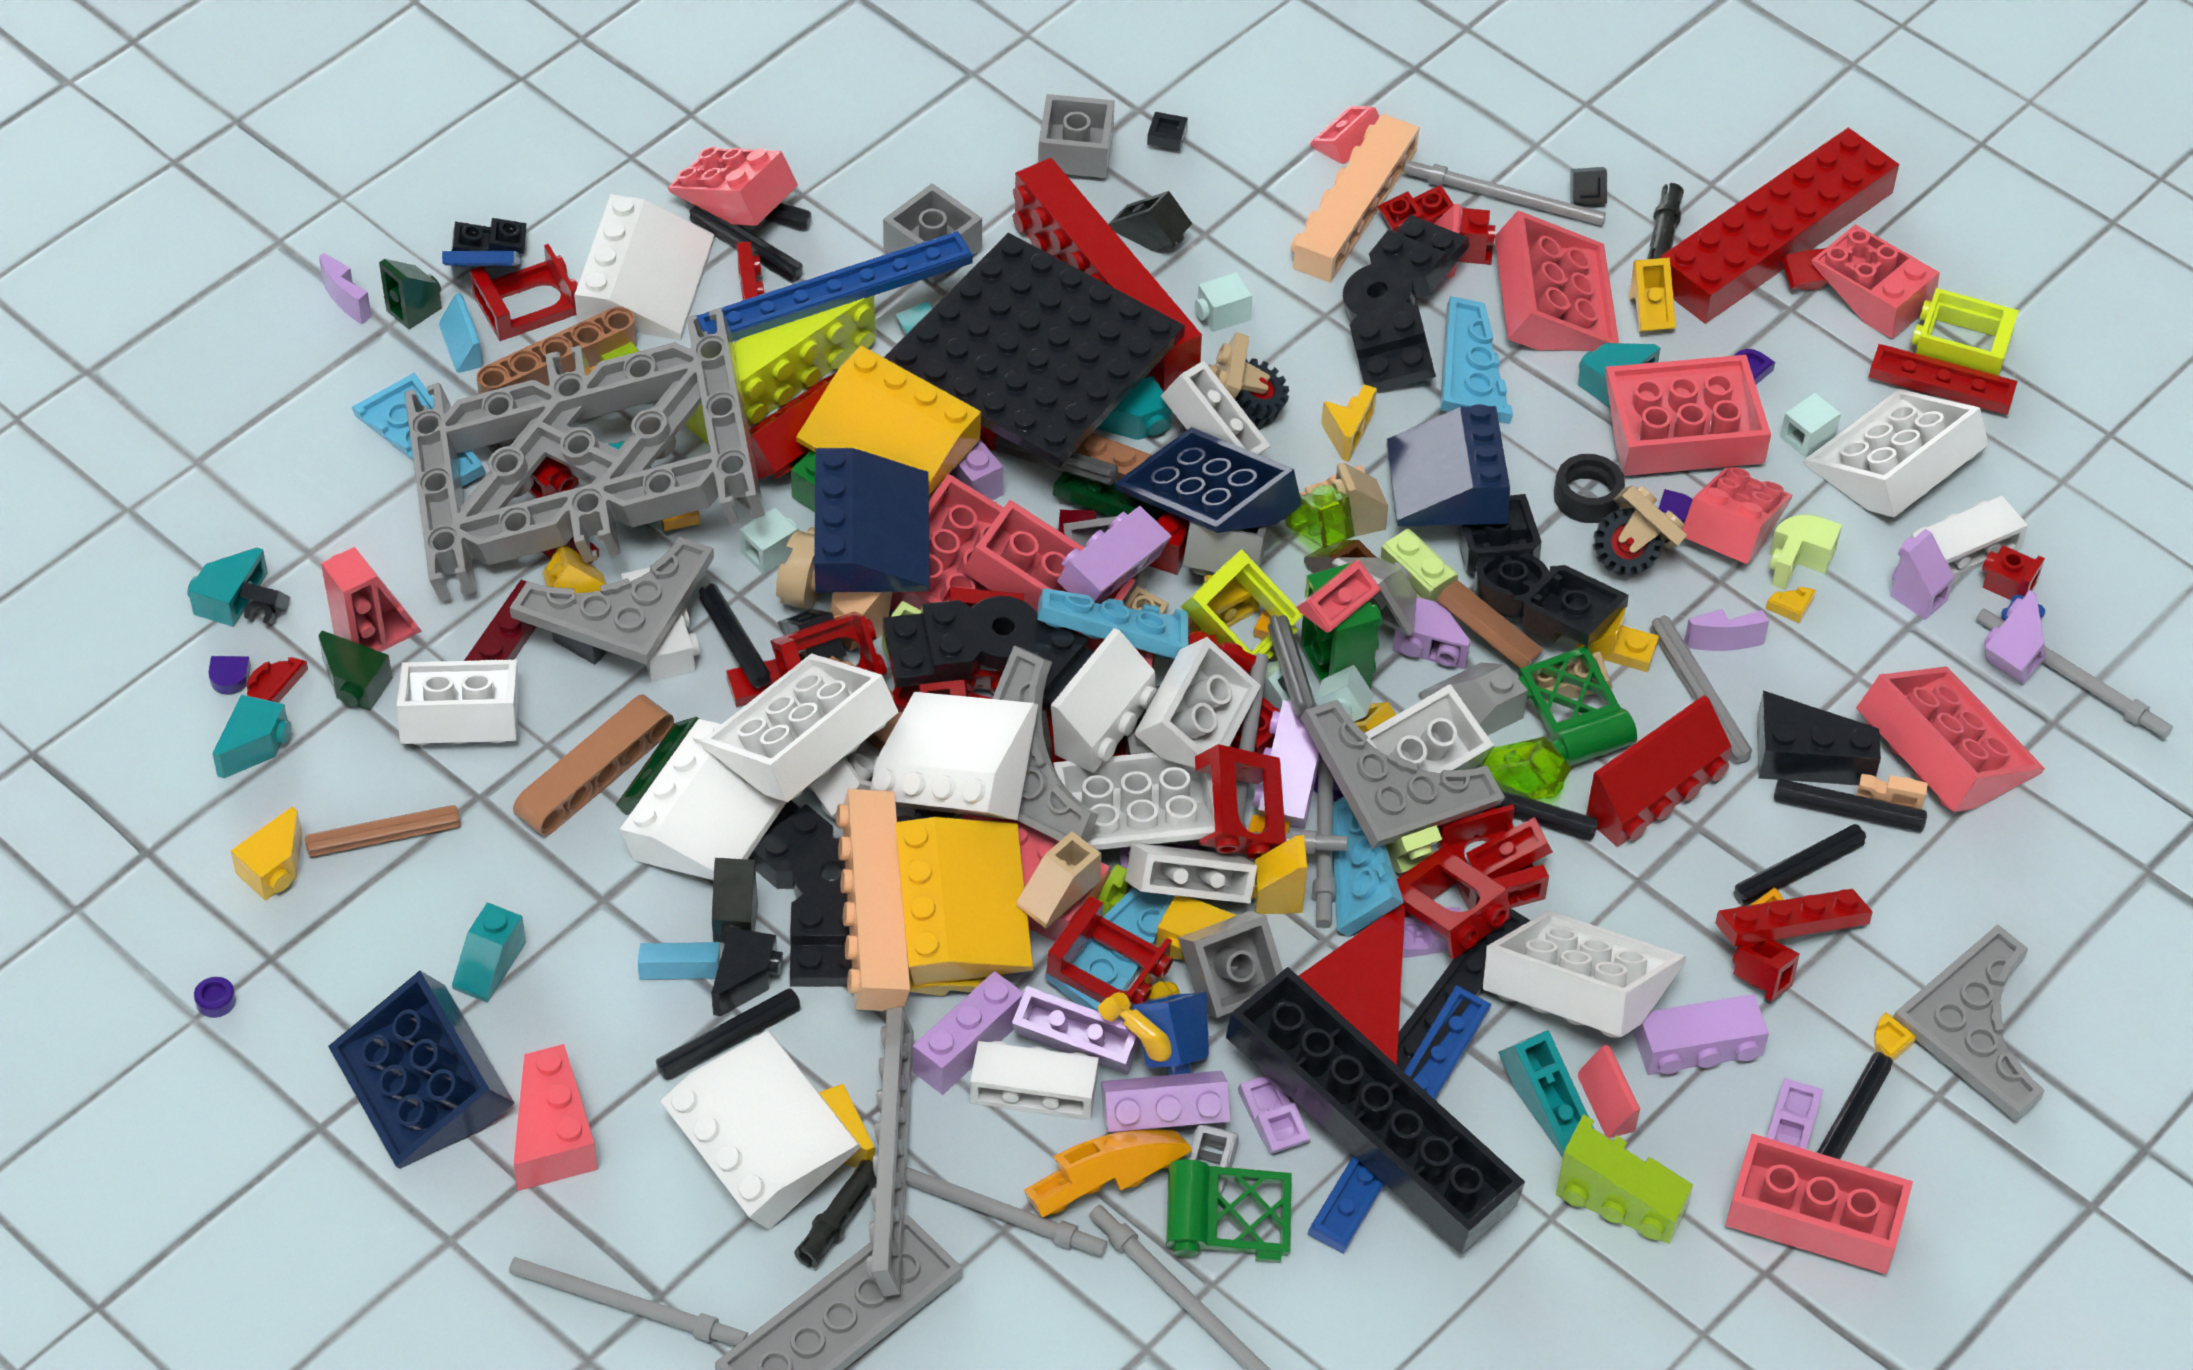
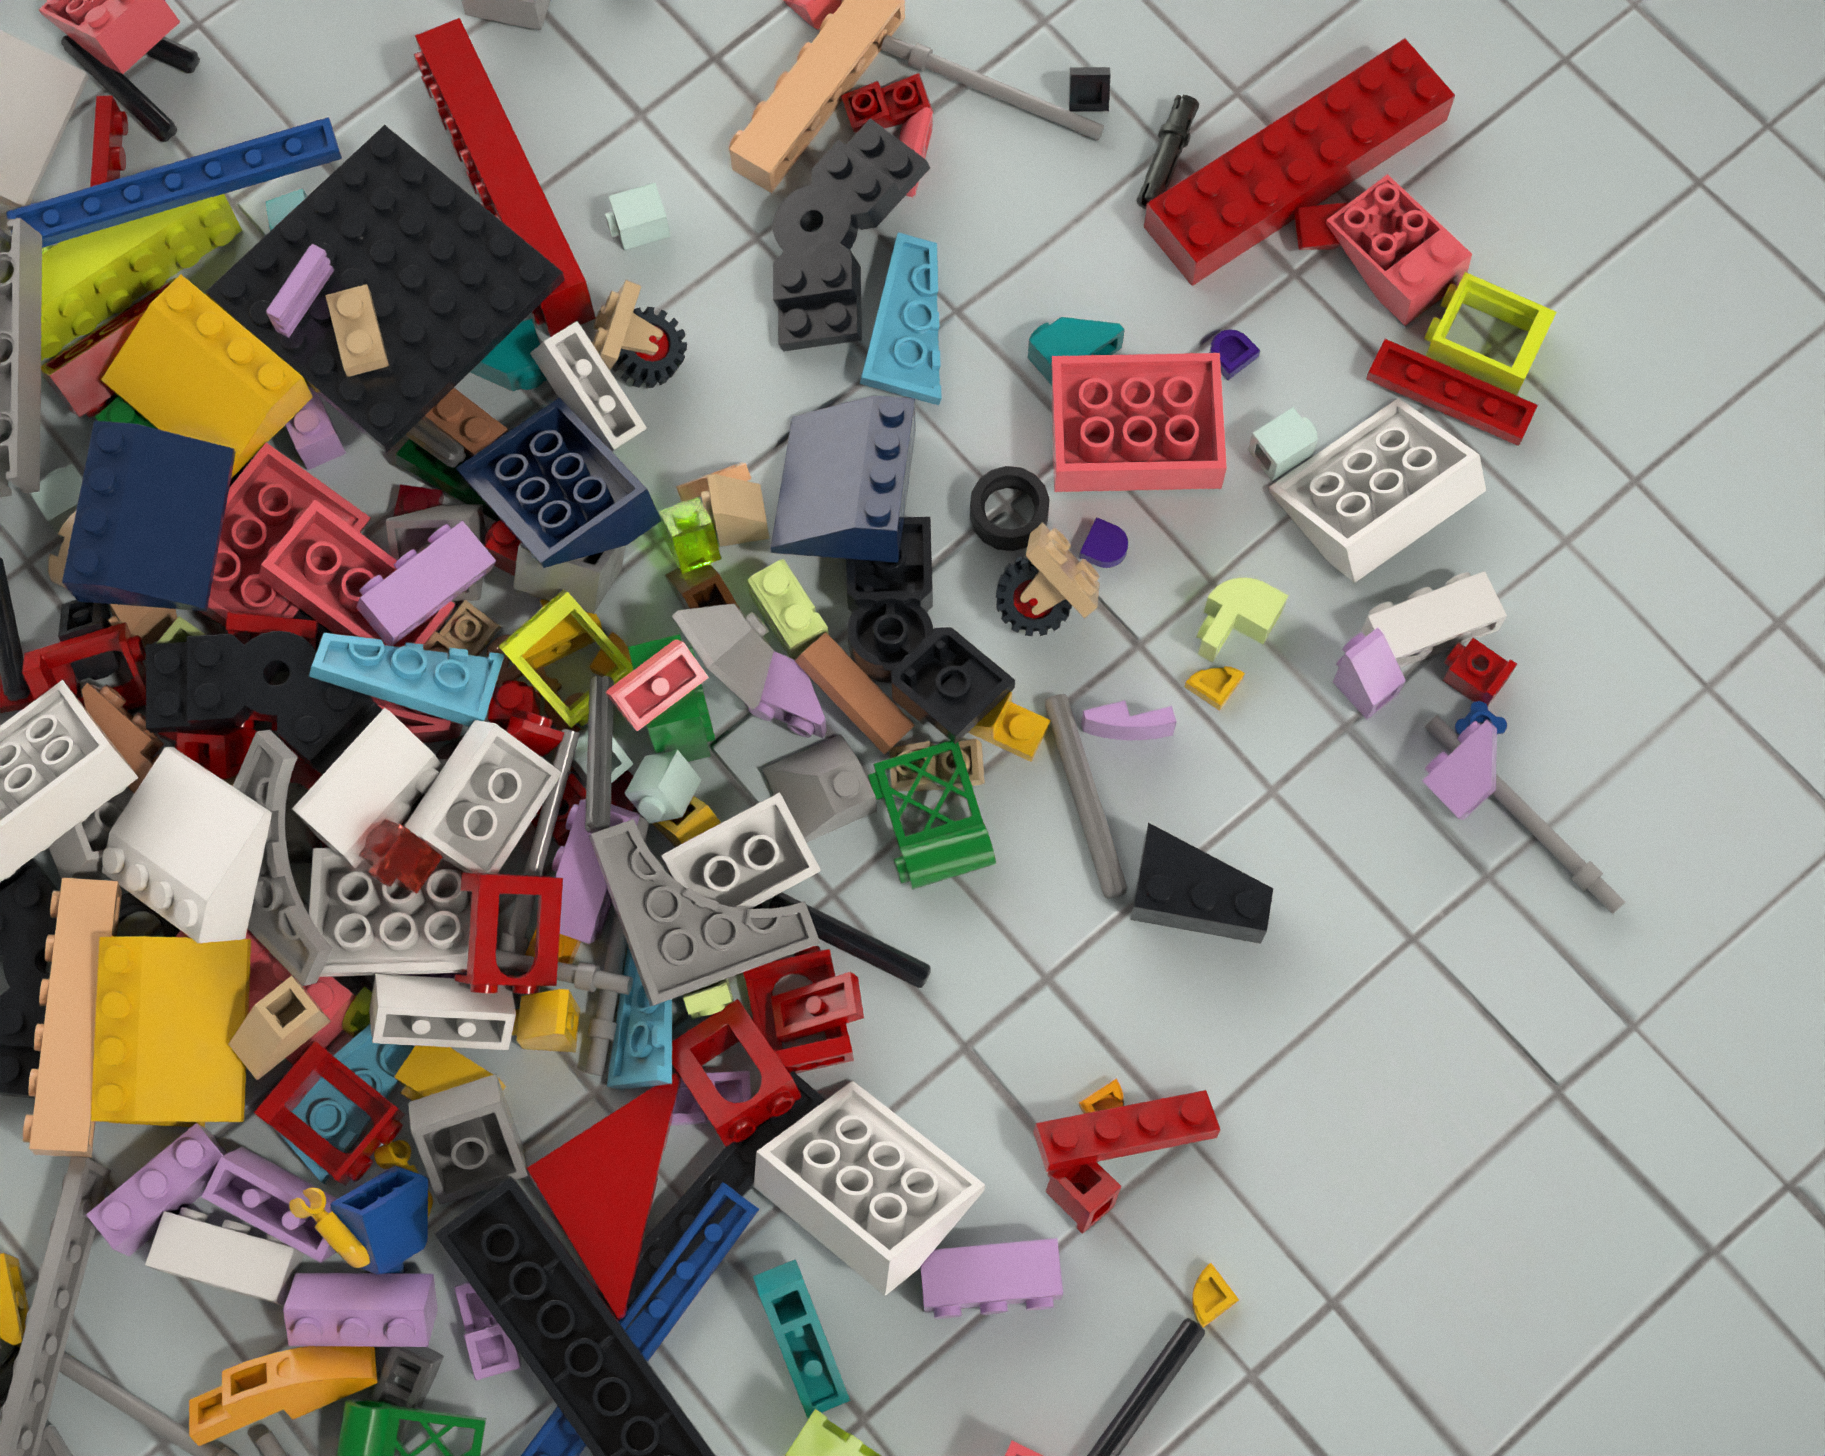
camera: 10 degrees right, 20 degrees up
(930, 216) = (321, 86): light grey brick -> none
(970, 346) = (299, 290): none -> lavender tile
(1022, 373) = (357, 330): none -> tan plate
(1139, 747) = (399, 856): none -> clear red brick
(1152, 222) = (578, 100): pearl dark grey slope -> none
(1347, 424) = (751, 399): yellow slope -> none
(1480, 235) = (945, 149): red brick -> none
(1528, 768) = (859, 892): clear neon green slope -> none
(1554, 286) = (1024, 227): coral slope -> none
(1609, 1093) = (869, 1342): coral slope -> none
(1653, 294) = (1133, 251): yellow slope -> none
(1659, 772) = (1009, 920): red slope -> none
(1735, 514) = (1172, 559): coral slope -> none
(1795, 1113) = (1076, 1397): lavender slope -> none
(1800, 864) = (1152, 1048): black axle -> none
(1850, 805) = (1227, 973): black axle -> none
(1897, 790) = (1285, 967): light nougat plate -> none
(1947, 736) = (1359, 892): coral slope -> none
(1963, 1026) = (1295, 1287): light grey plate -> none

